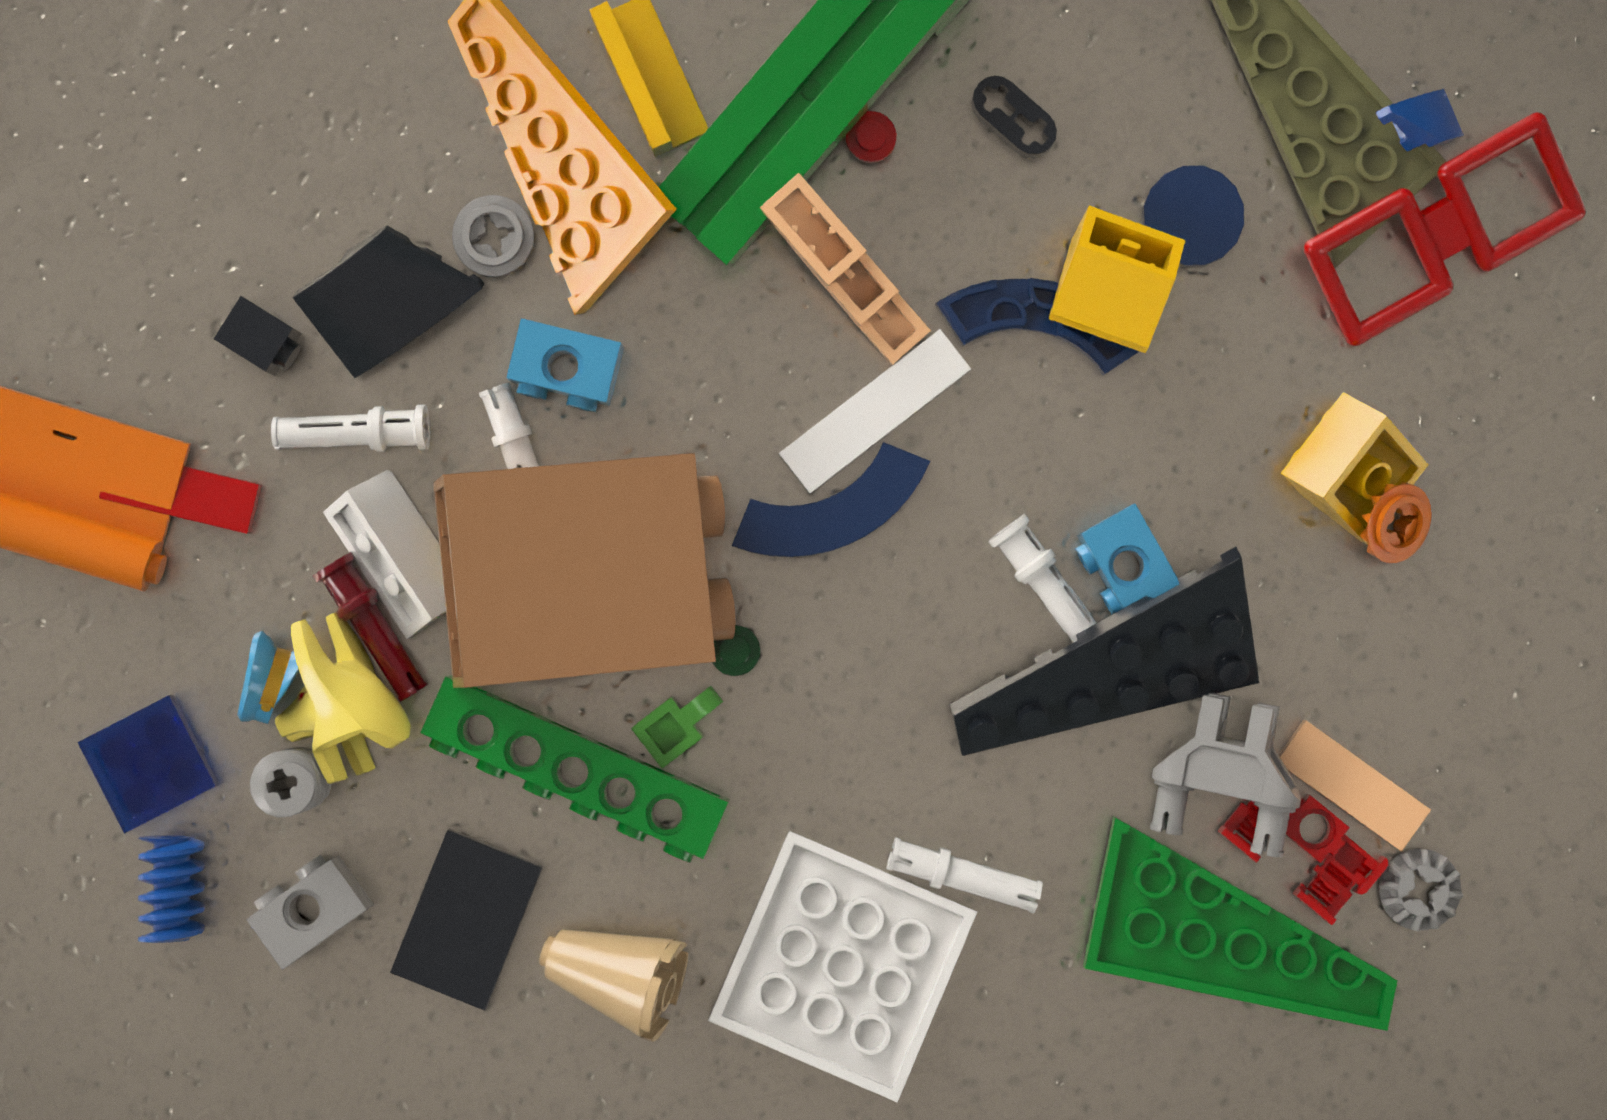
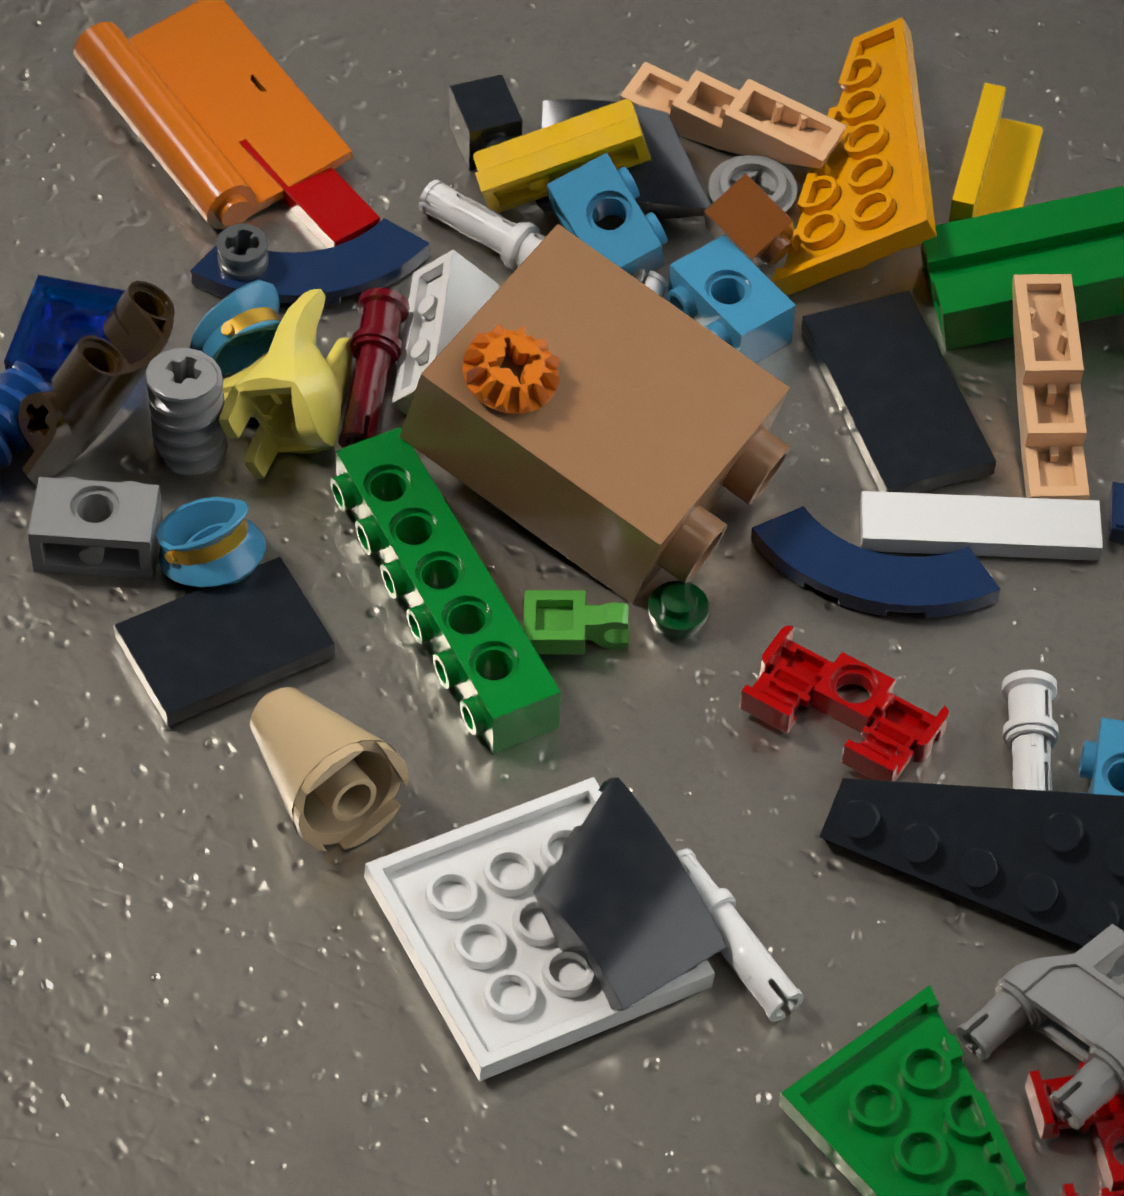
camera: 35 degrees right, 35 degrees down
(183, 602) = (242, 266): none -> dark grey bush
(224, 832) = (95, 380): none -> dark brown panel
(259, 570) = (363, 263): none -> dark blue tile
(346, 338) = (523, 166): none -> yellow panel
(396, 861) = (210, 543): none -> dark azure piece
(425, 180) = (738, 121): none -> light nougat slope
(451, 396) = (601, 191): none -> dark azure brick
(495, 637) = (498, 386): none -> orange gear
(529, 289) = (751, 222): none -> dark orange brick
(734, 340) = (897, 395): none -> black tile
(898, 929) = (626, 901): none -> black slope
(941, 621) = (795, 675): none -> red piece

